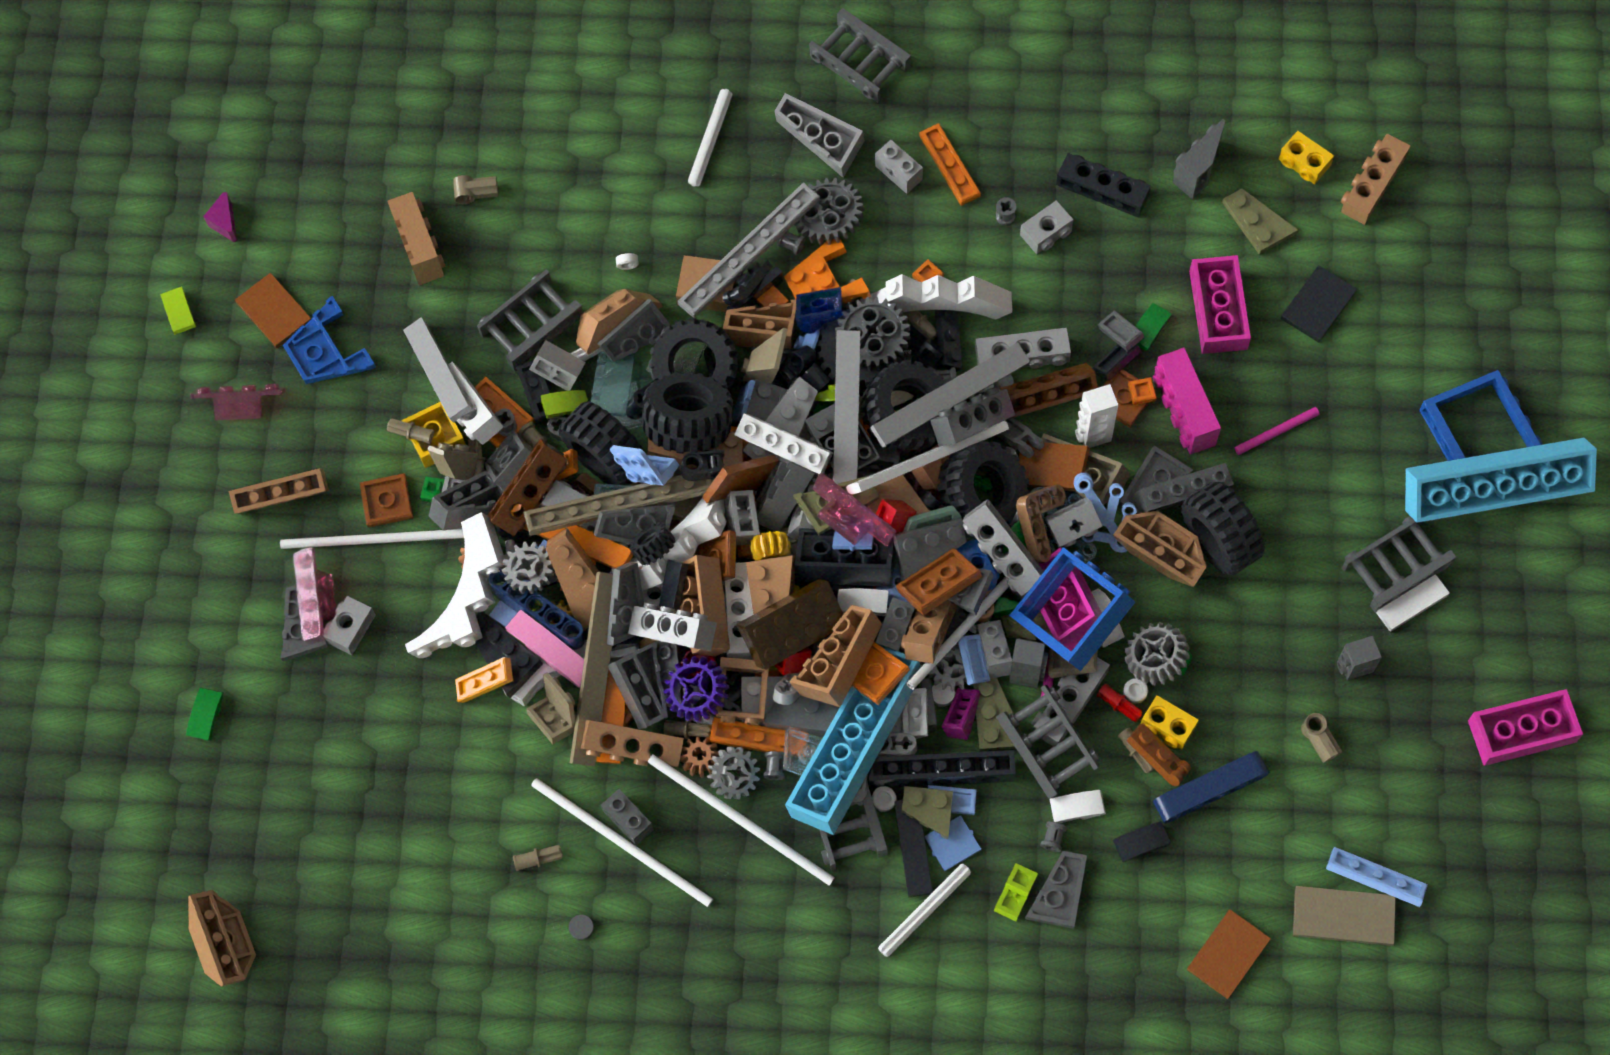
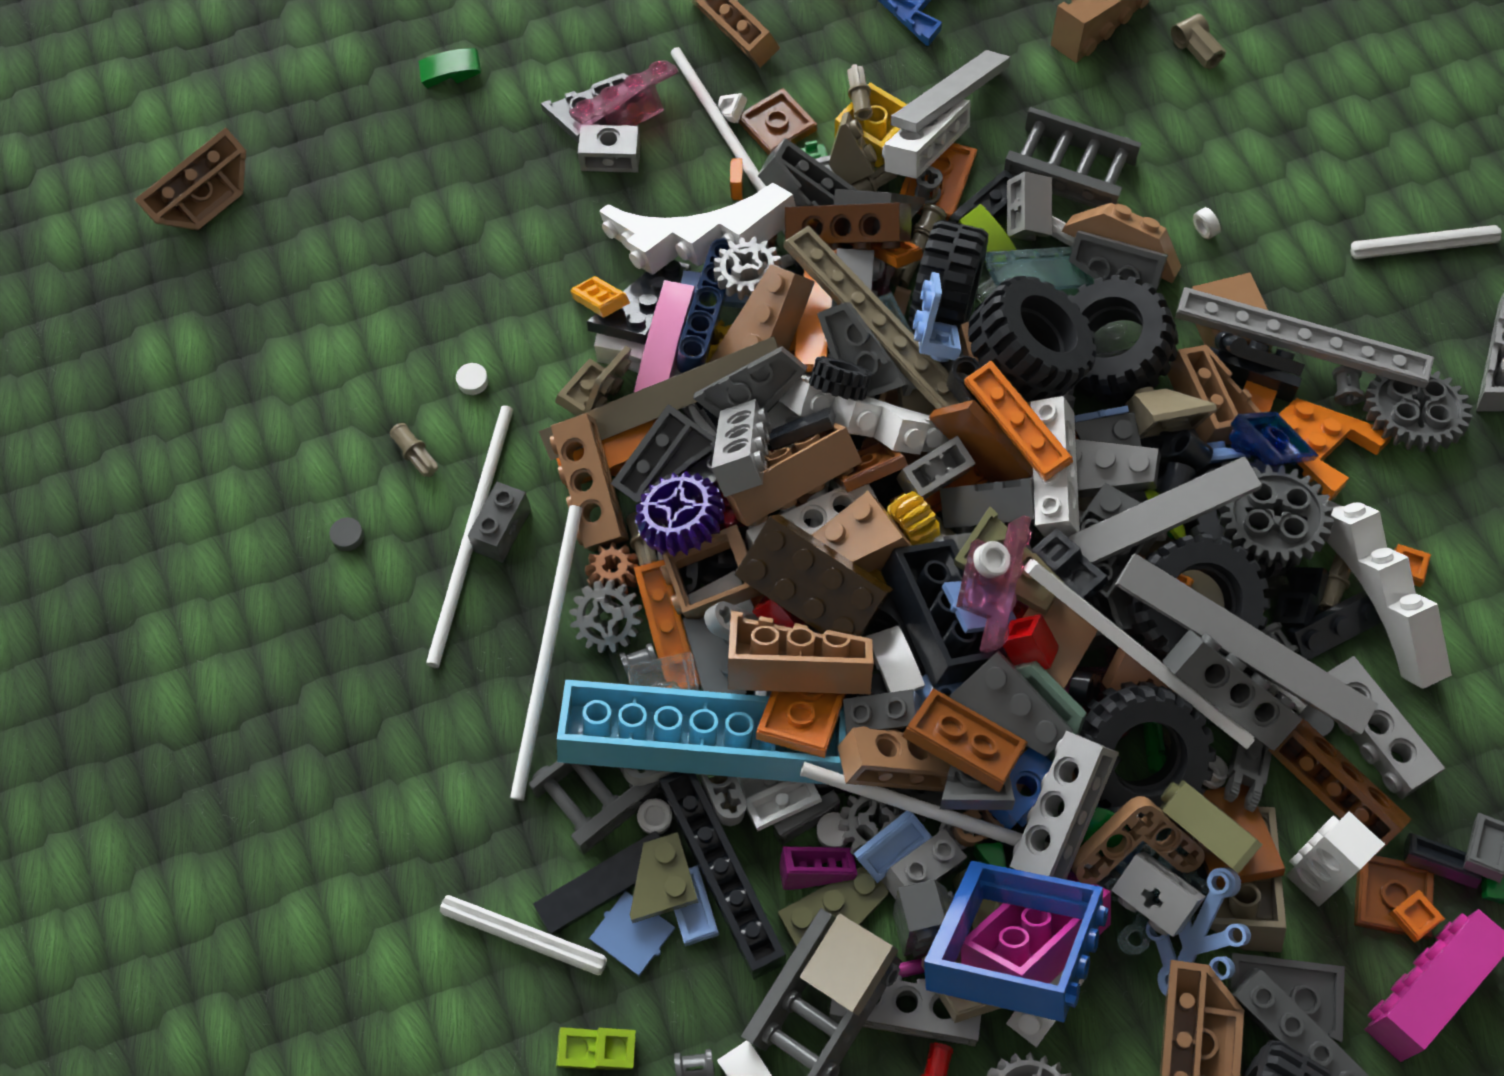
camera: 65 degrees right, 5 degrees down
(358, 525) = (732, 106): none -> white tile
(425, 548) = (736, 179): none -> orange tile
(497, 797) = (472, 378): none -> white tile
(747, 448) = (1018, 421): none -> orange tile
(837, 509) = (992, 559): none -> white tile
(855, 467) = (1070, 565): none -> black slope
(1039, 713) = (849, 964): none -> tile
(1049, 472) = (1209, 825): none -> olive slope

